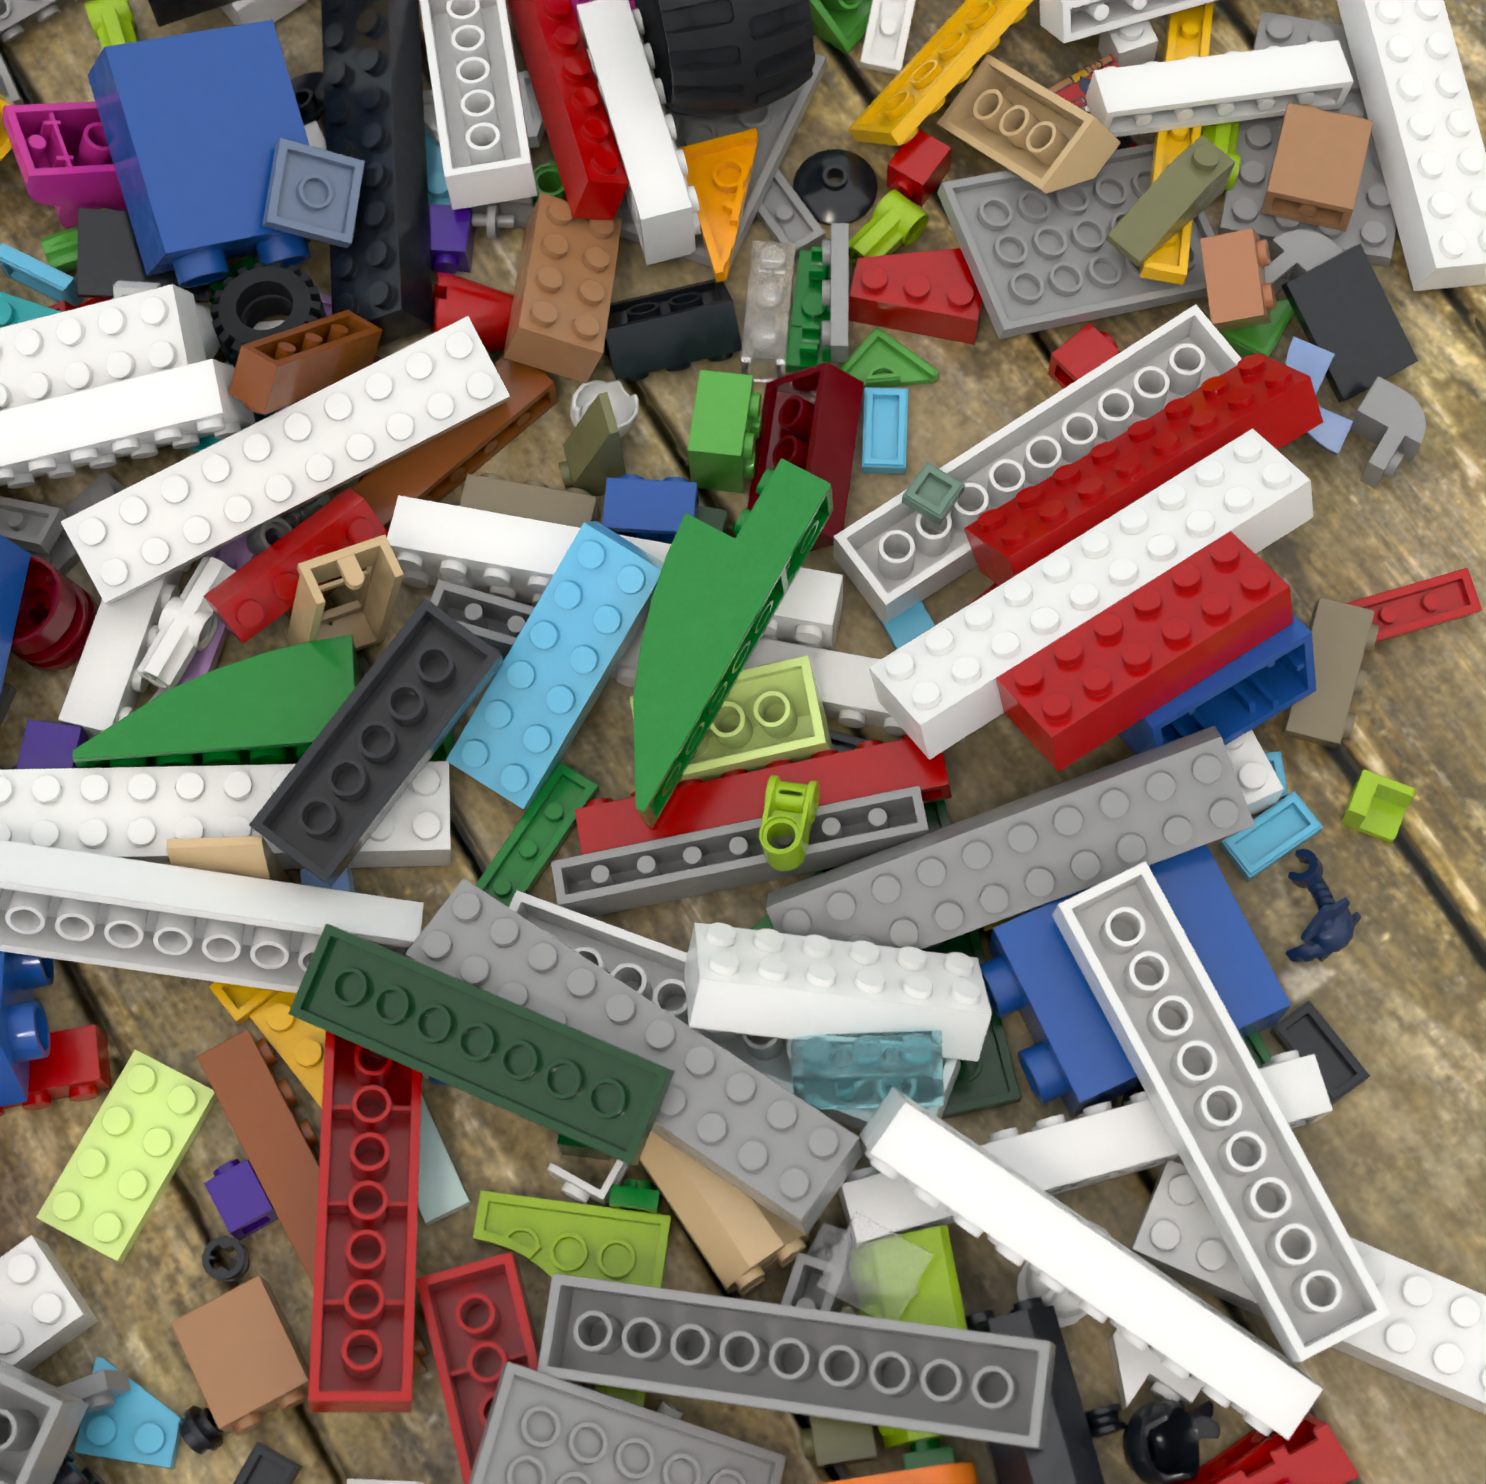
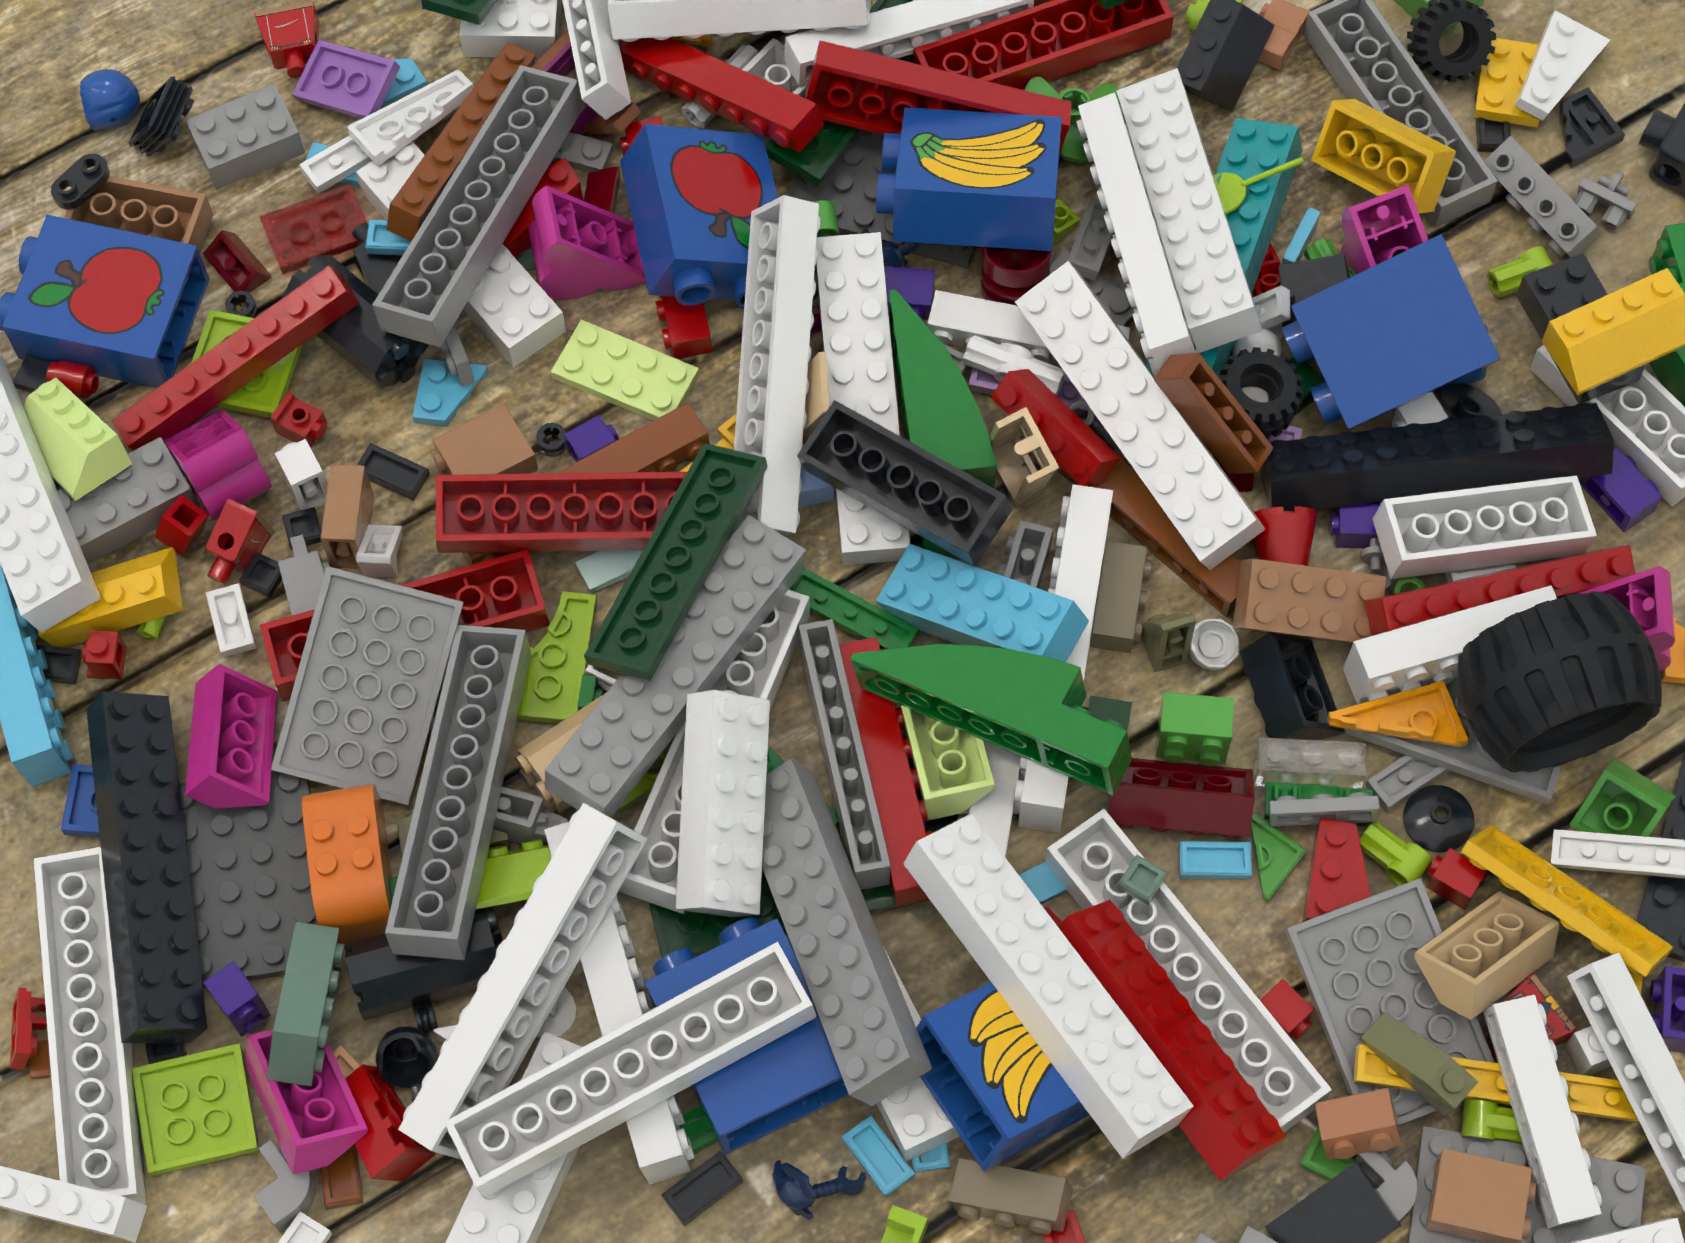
camera: 85 degrees right, 5 degrees down
(200, 1430) = (432, 429): black plate -> none
(313, 193) = (1361, 408): sand blue plate -> none
(648, 507) = (1115, 673): blue brick -> none
(790, 813) = (859, 770): lime piece -> none
(863, 1068) = (664, 823): clear light blue brick -> none
(874, 1269) = (525, 842): clear piece -> none
(1145, 650) = (988, 1011): red brick -> none
(1315, 363) = (1271, 1180): medium blue brick -> none

